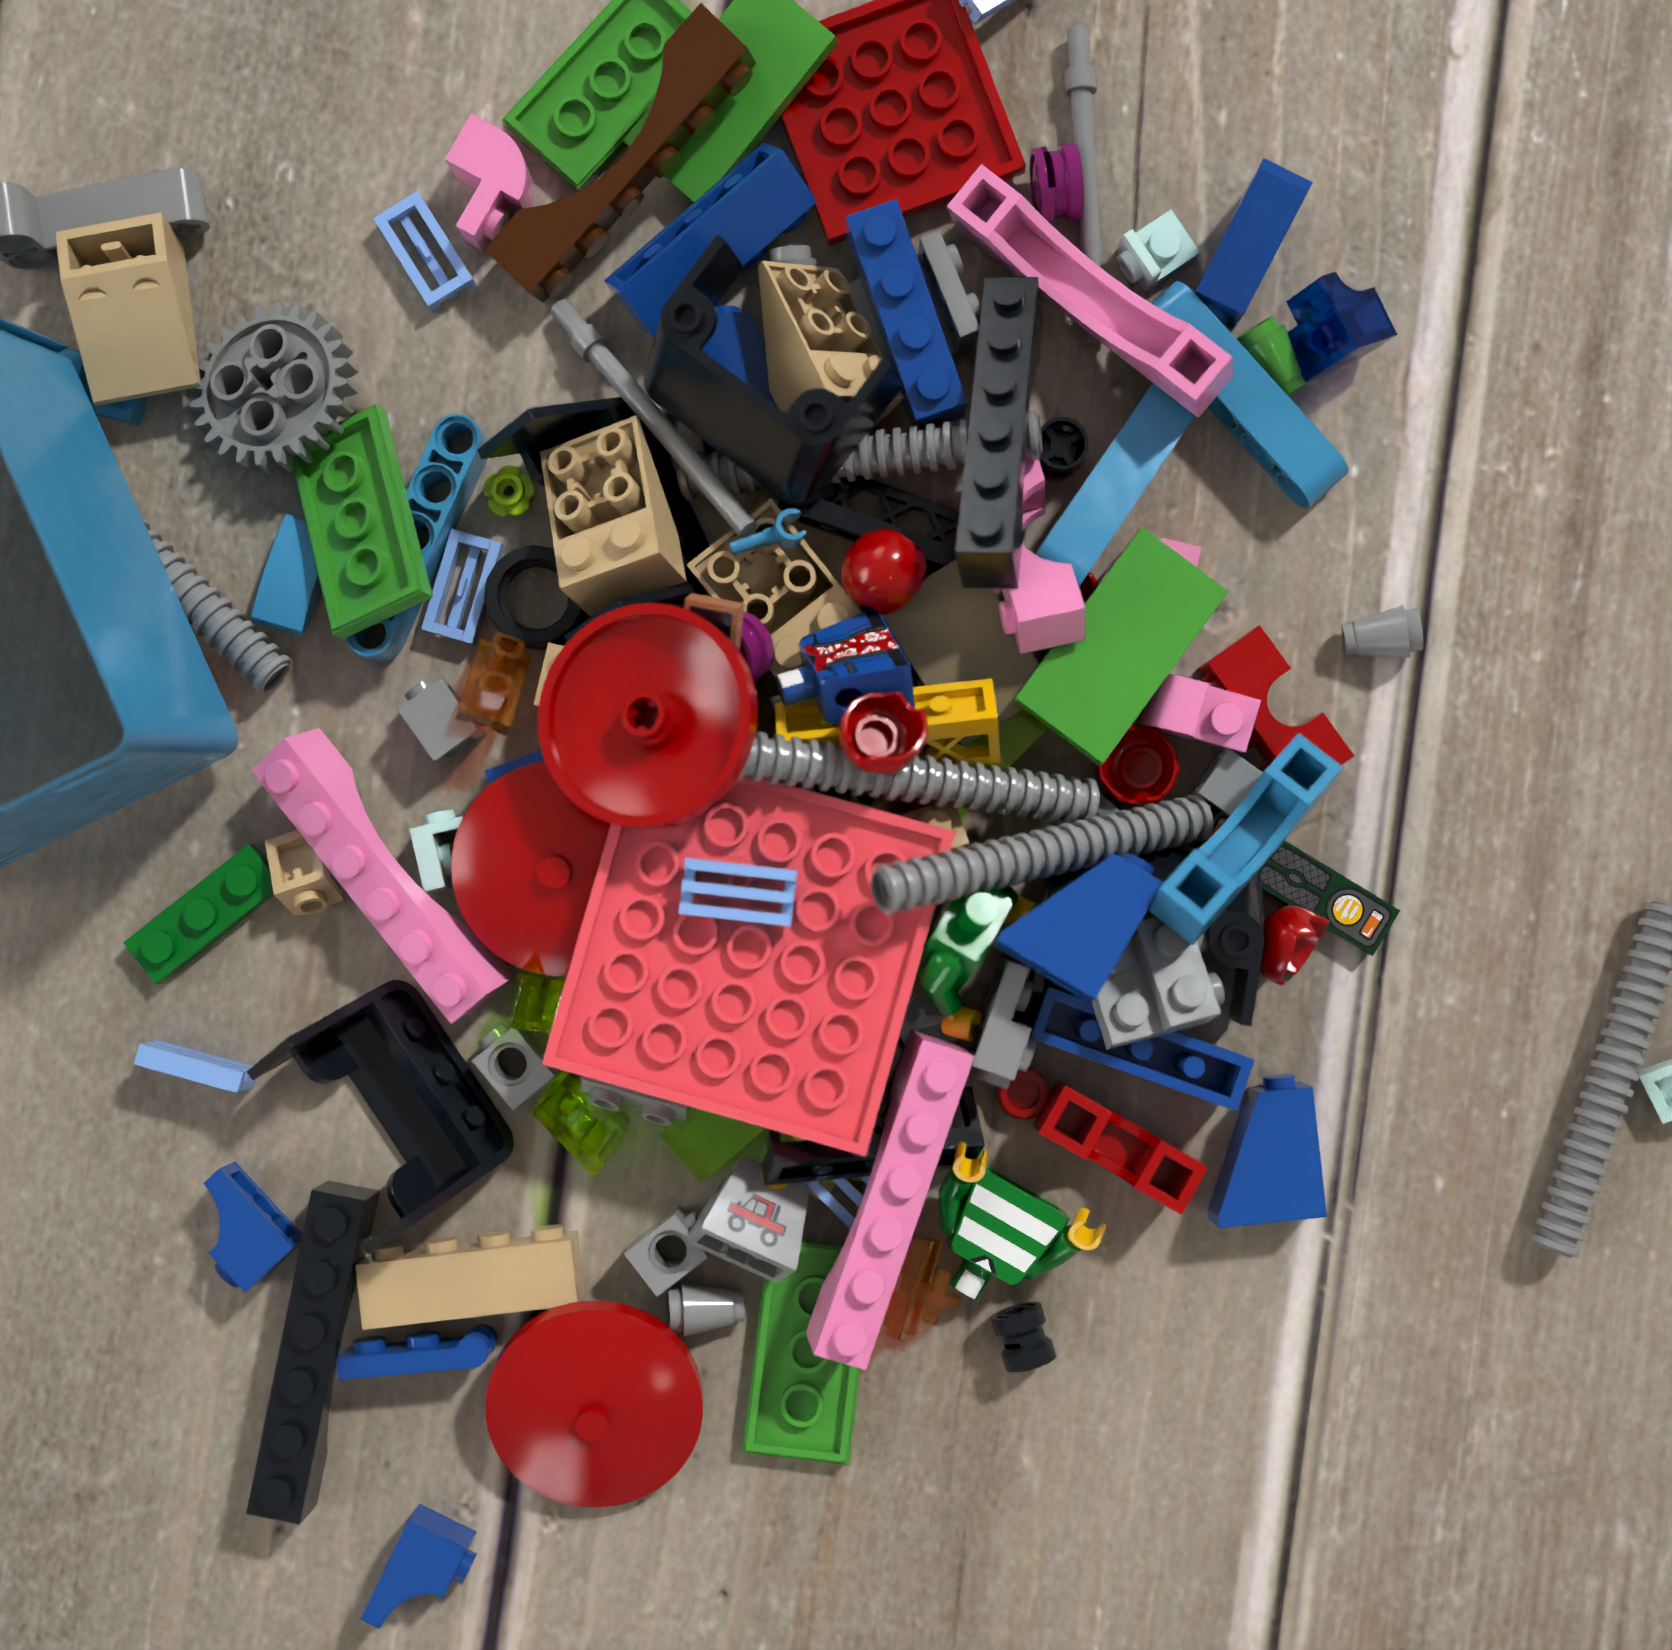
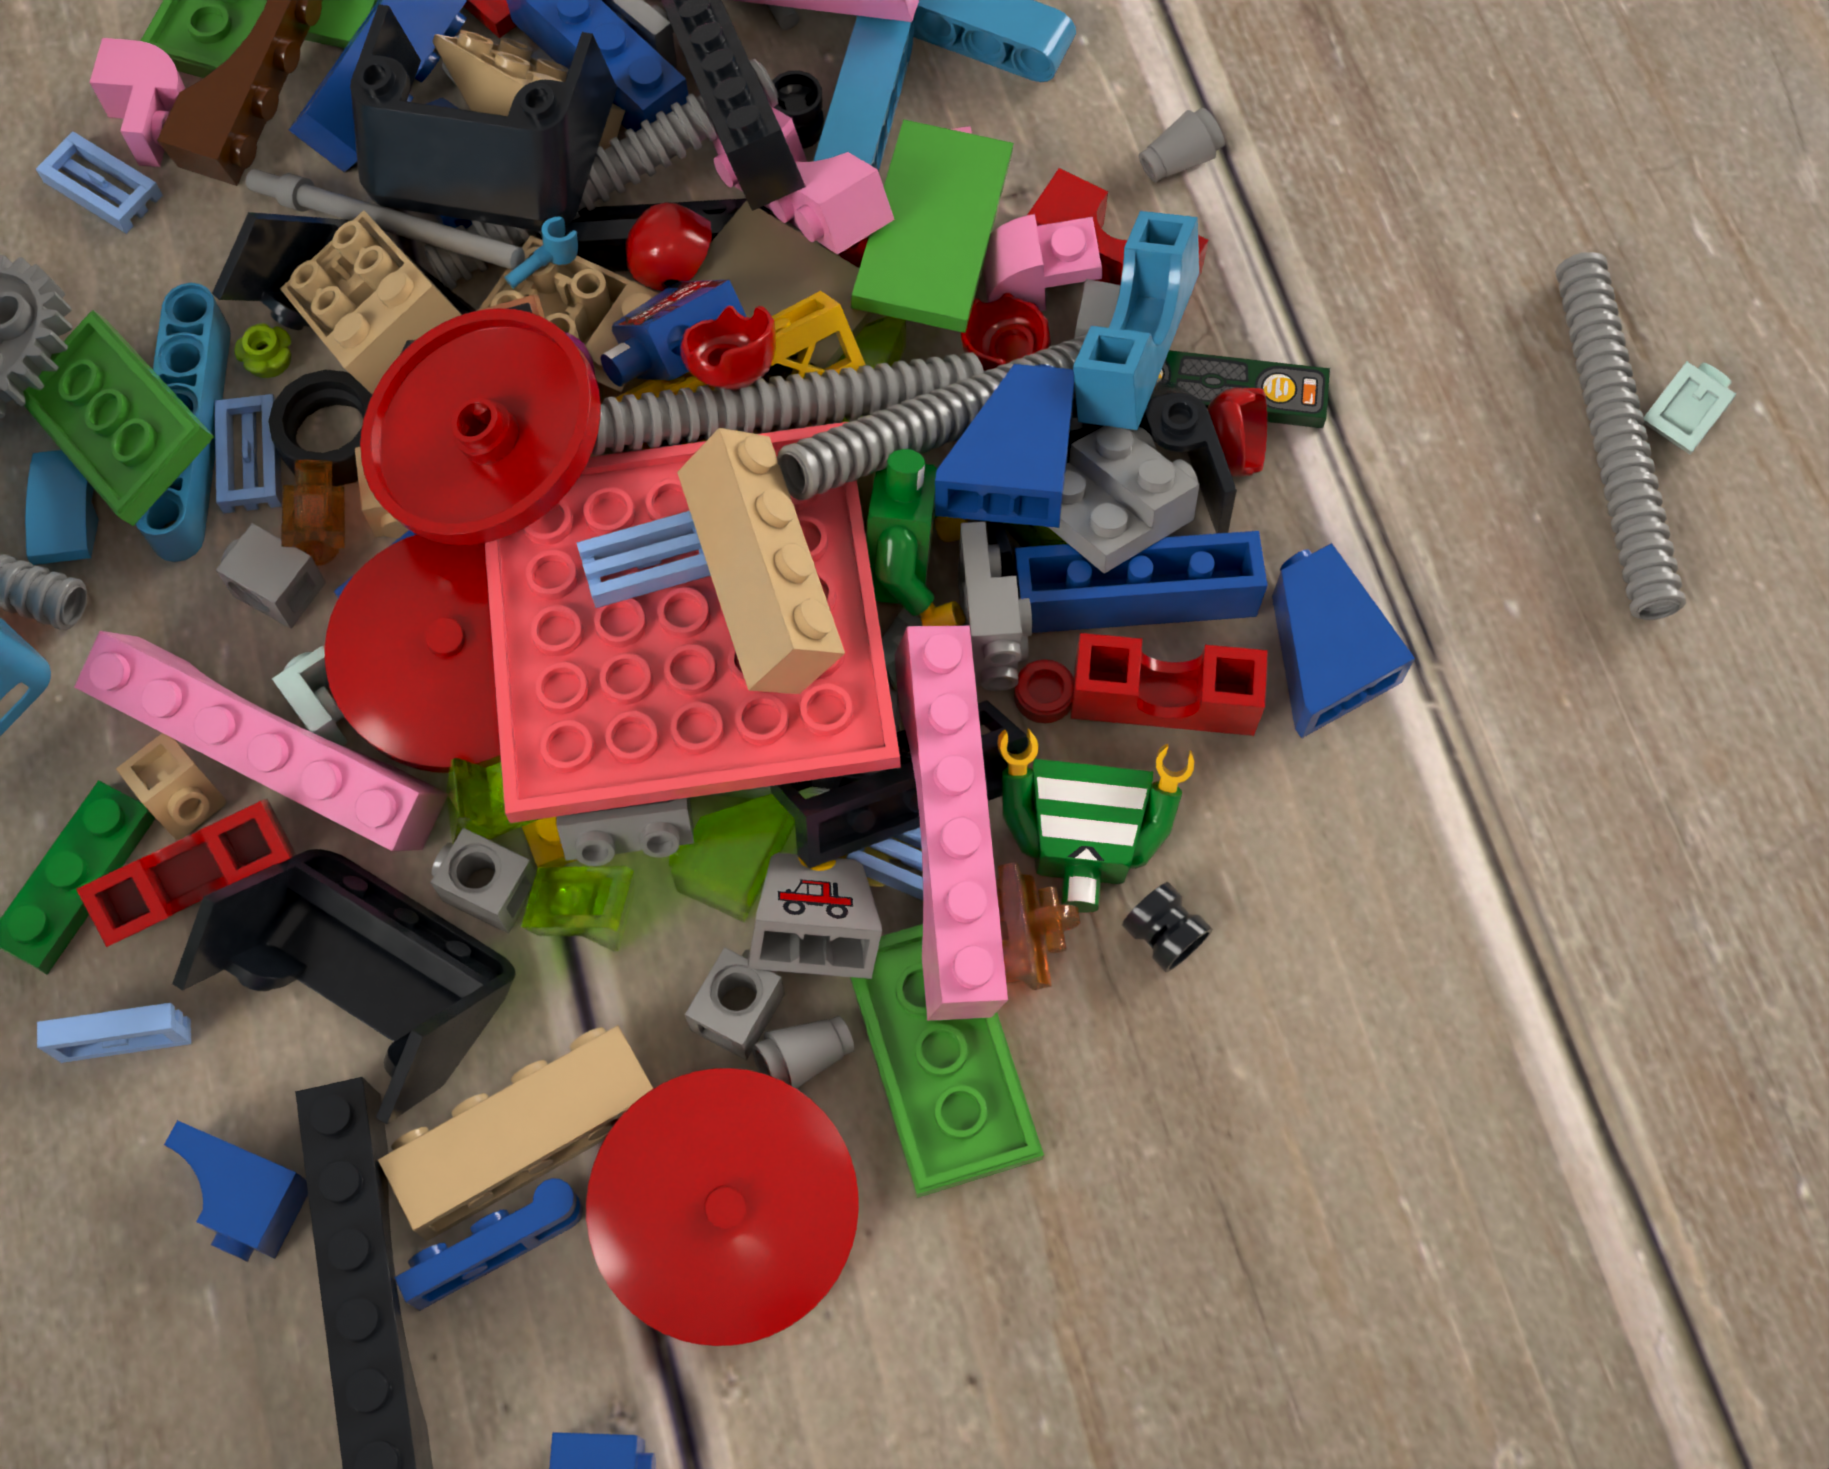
camera: 30 degrees left, 20 degrees down
(249, 965) = (185, 872): none -> red arch
(822, 953) = (760, 563): none -> tan brick

